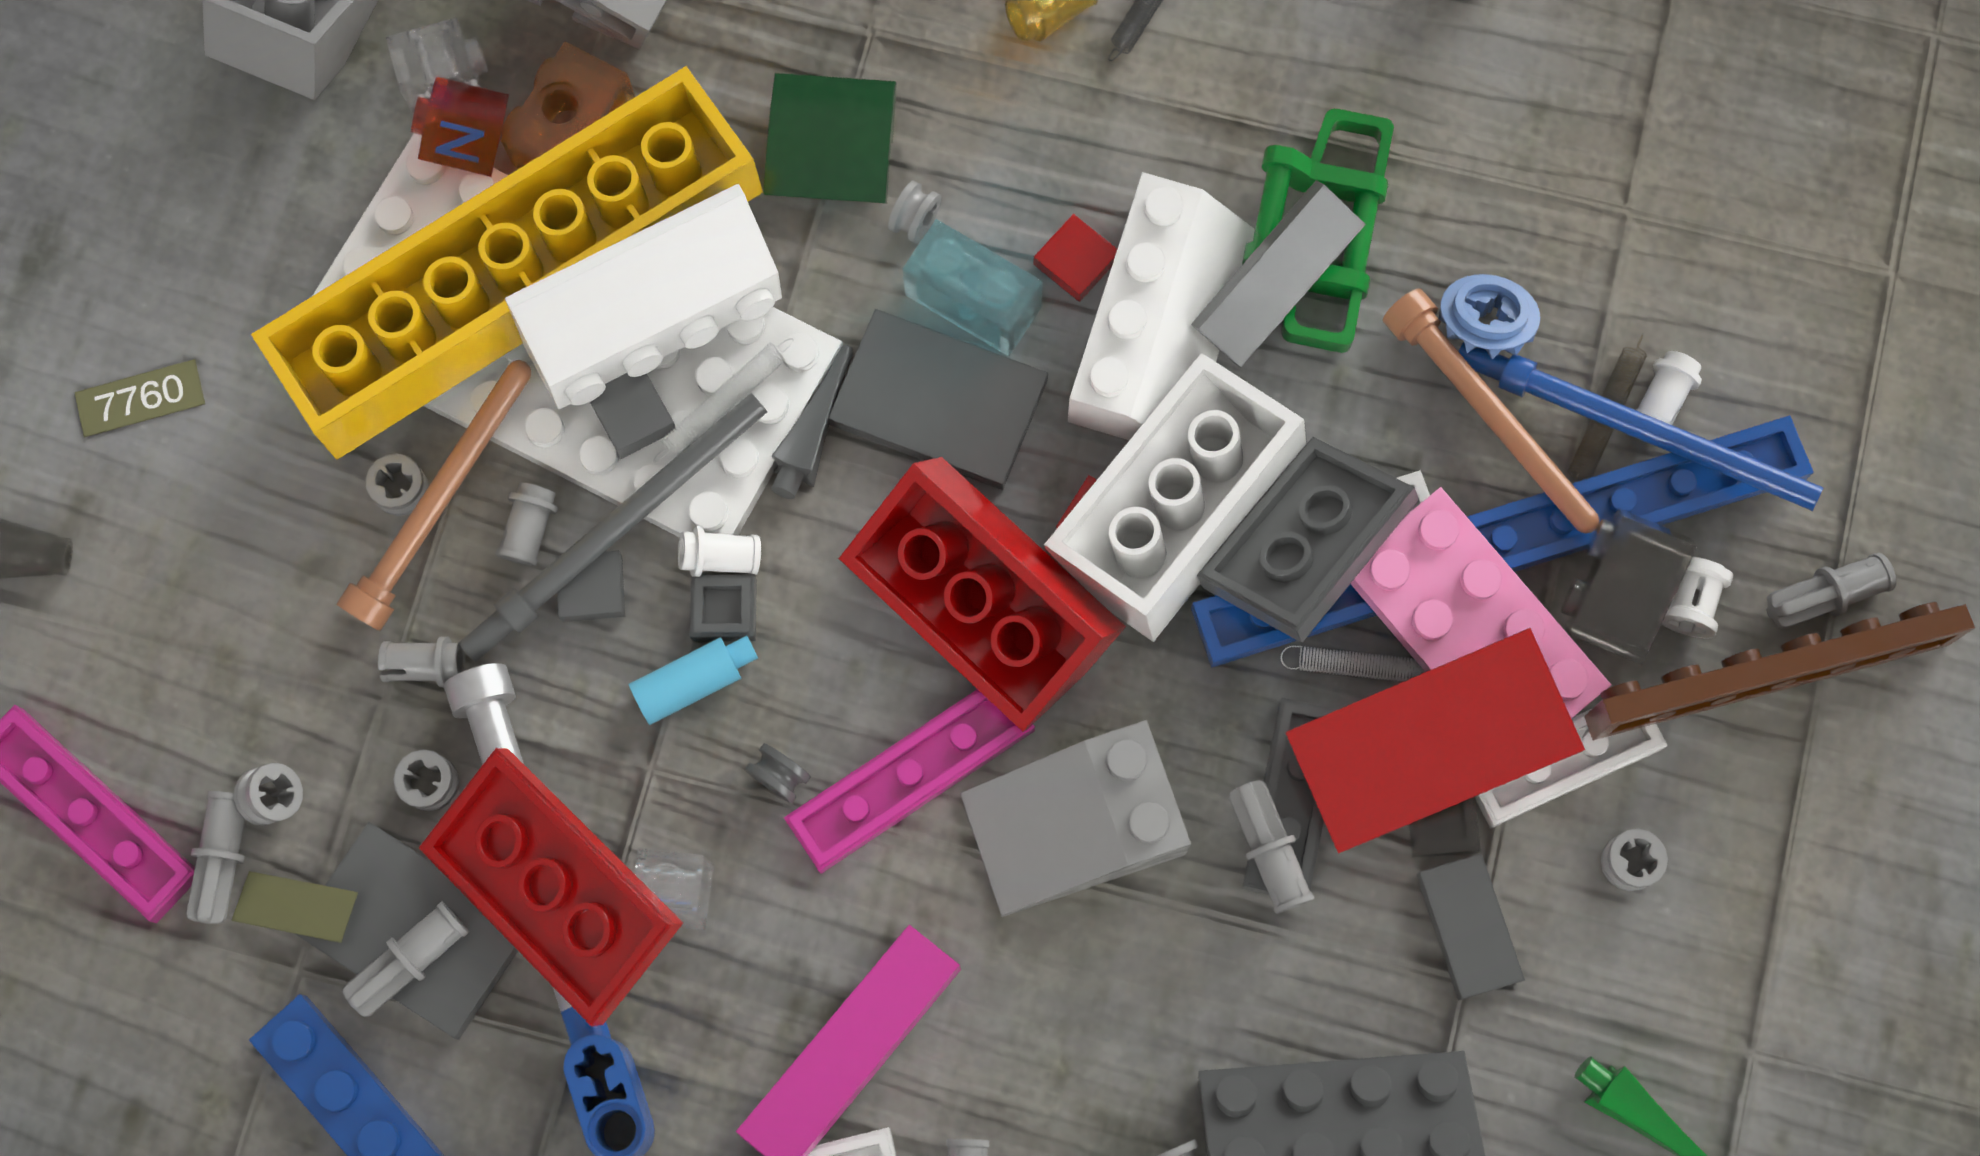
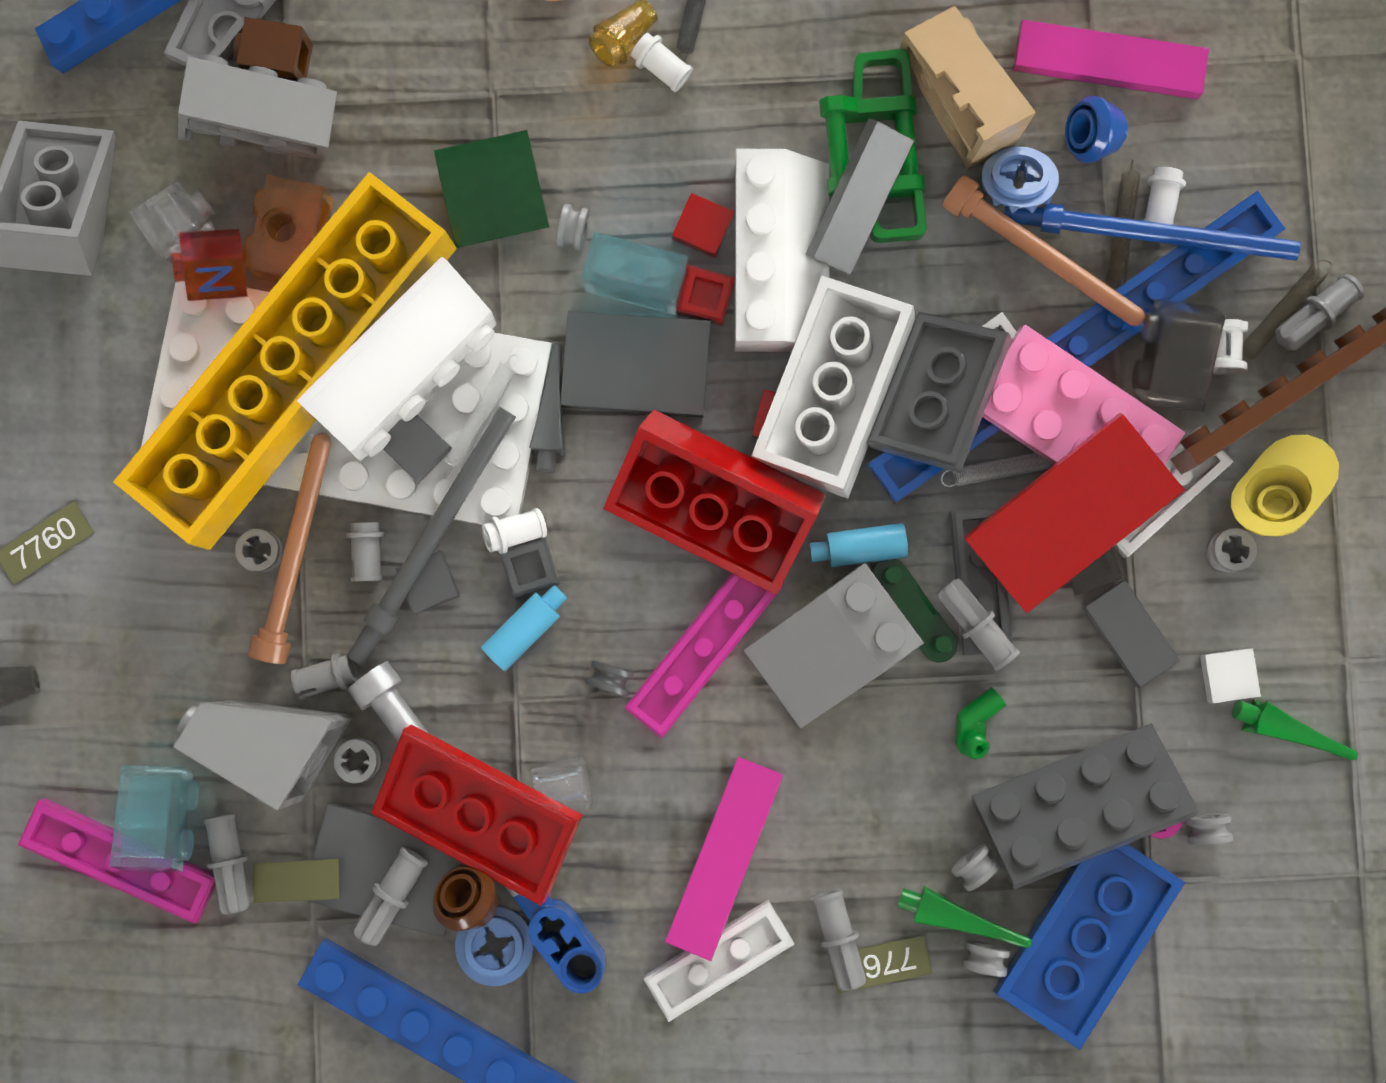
camera: 20 degrees left, 10 degrees up
(147, 768) = (153, 818): none -> clear light blue brick
(288, 792) = (235, 817): light grey bush -> none
(318, 718) = (262, 747): none -> light grey slope
(493, 1050) = (486, 967): none -> medium blue gear
(499, 991) = (465, 899): none -> reddish brown cone
(1052, 342) = (705, 295): none -> red tile
(1085, 50) = (661, 61): none -> white pin
(1163, 706) = (861, 545): none -> medium azure cylinder
(1212, 849) = (938, 639): none -> dark green piece
(1227, 977) = (971, 724): none -> green arm
(1452, 186) = (966, 87): none -> tan wedge
(1587, 1022) = (1230, 675): none -> white tile
(1603, 282) = (1095, 129): none -> blue cone
(1649, 207) = (1111, 59): none -> dark pink tile
(1722, 793) = (1285, 486): none -> light yellow piece
(1802, 565) = (1285, 310): none -> dark tan piece

